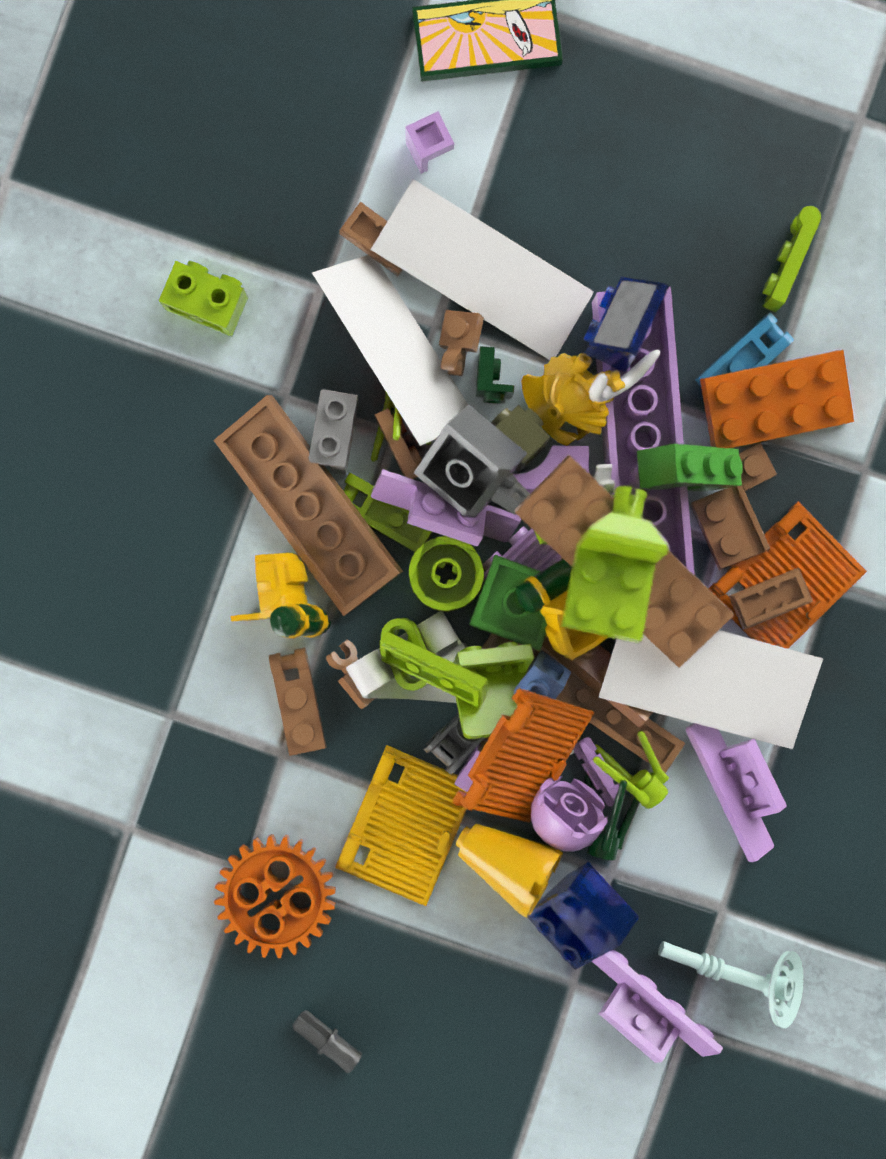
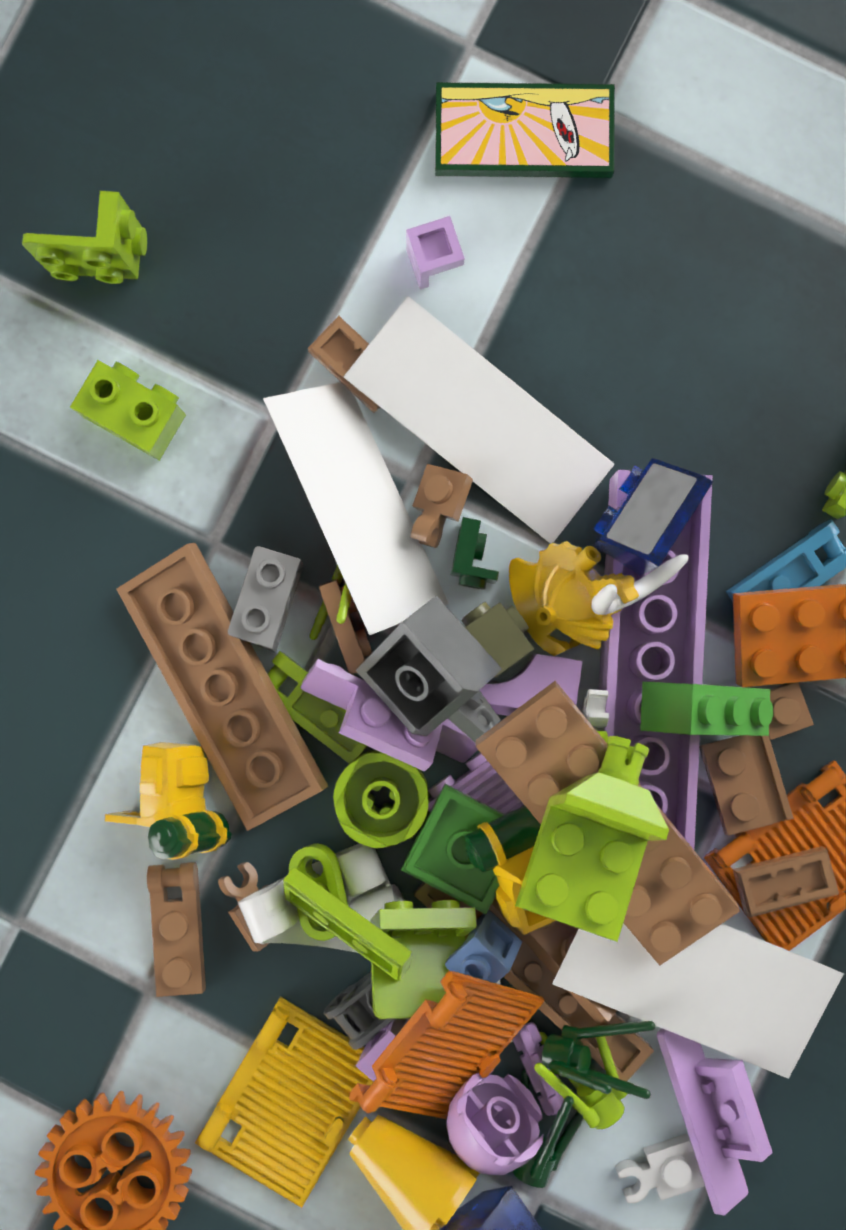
camera: 15 degrees right, 0 degrees up
(166, 180) = (108, 256): none -> lime bracket
(623, 755) = (569, 1058): none -> dark green plant
(709, 835) = (669, 1168): none -> white plate

